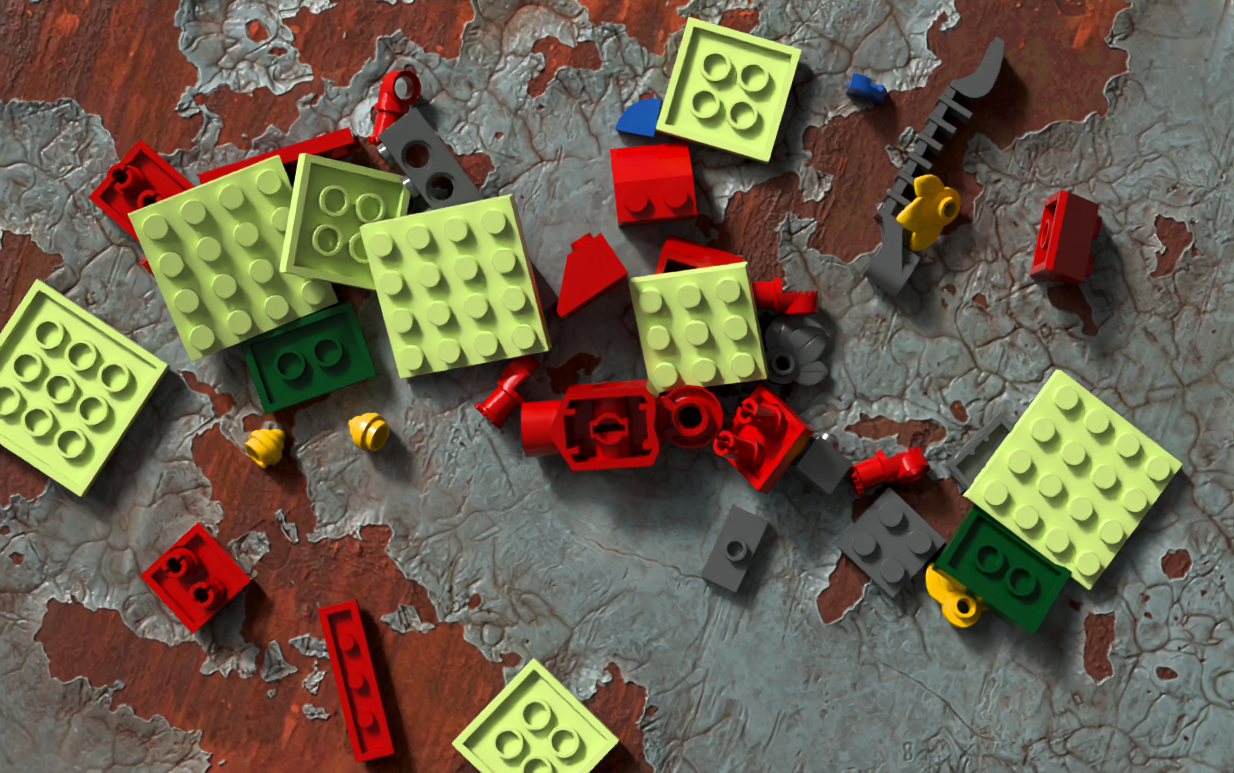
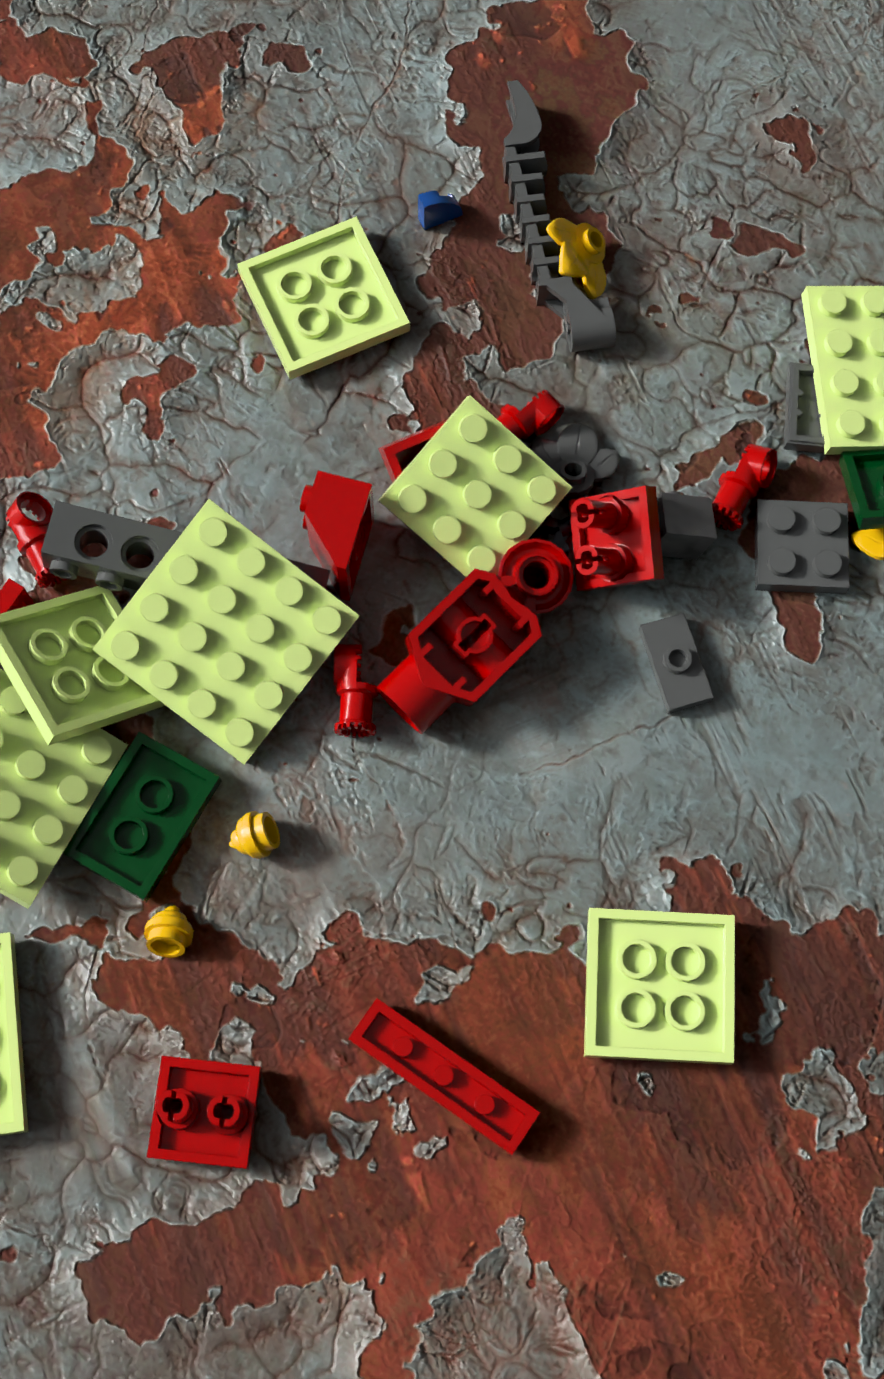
camera: 45 degrees left, 15 degrees down
(640, 118) = (268, 379): blue tile -> none
(653, 184) = (330, 420): red slope -> none
(1066, 238) = (708, 188): red slope -> none

